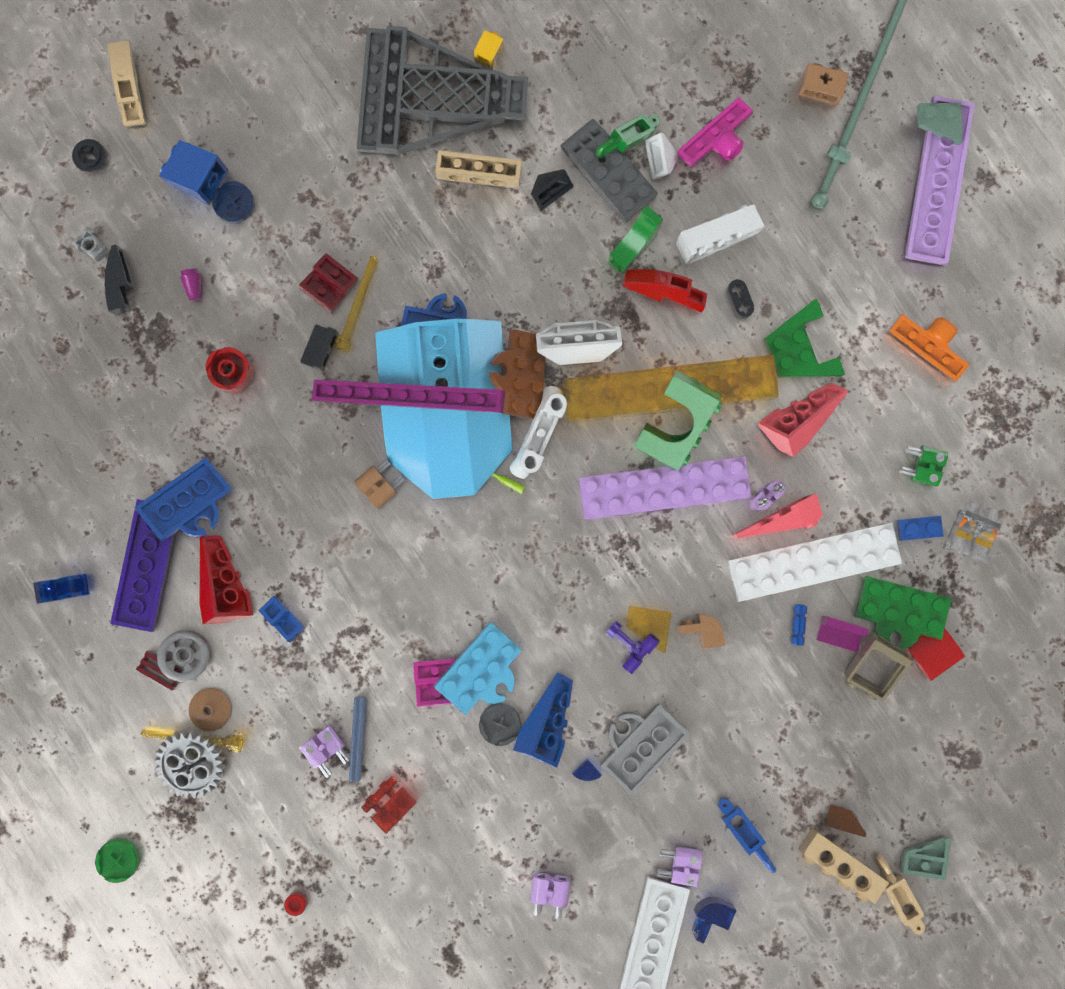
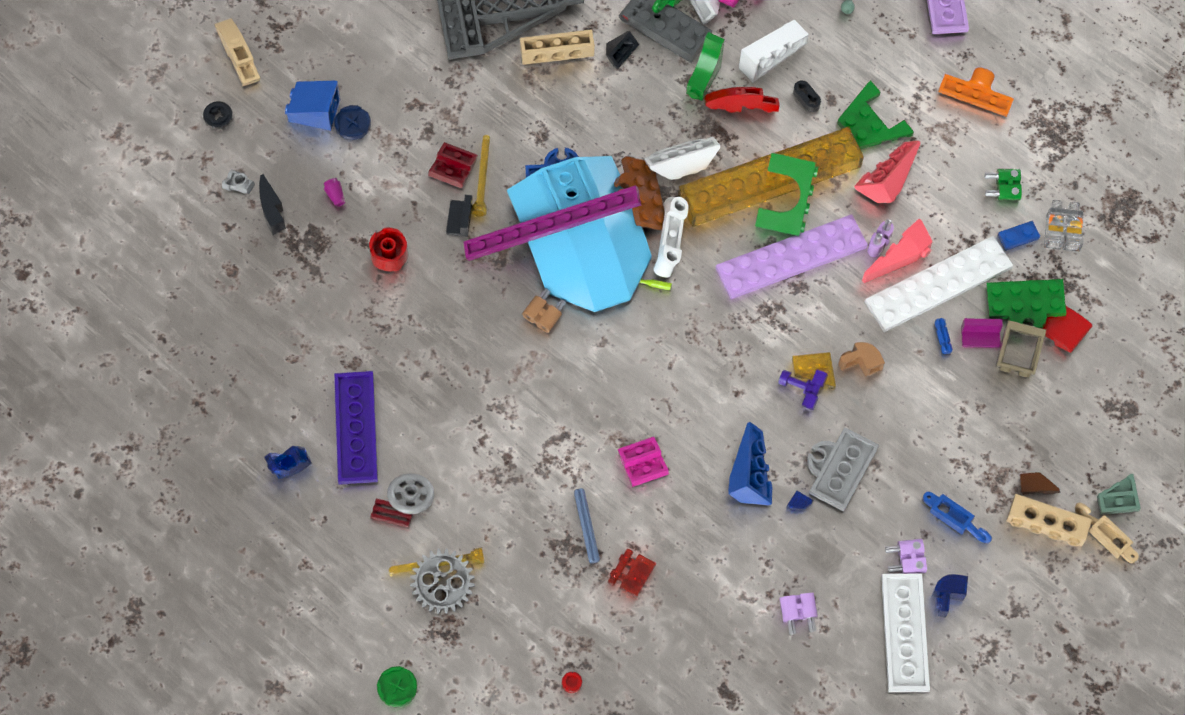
camera: 15 degrees left, 20 degrees down
(185, 502) = (380, 363): blue plate -> none
(219, 706) = (453, 542): medium nougat dish -> none
(220, 589) = (427, 430): red wedge -> none
(282, 619) = (490, 443): blue slope -> none
(322, 747) = (558, 538): lavender piece -> none
(480, 670) = (679, 438): medium azure plate -> none
(500, 724) = (709, 482): dark grey tile -> none

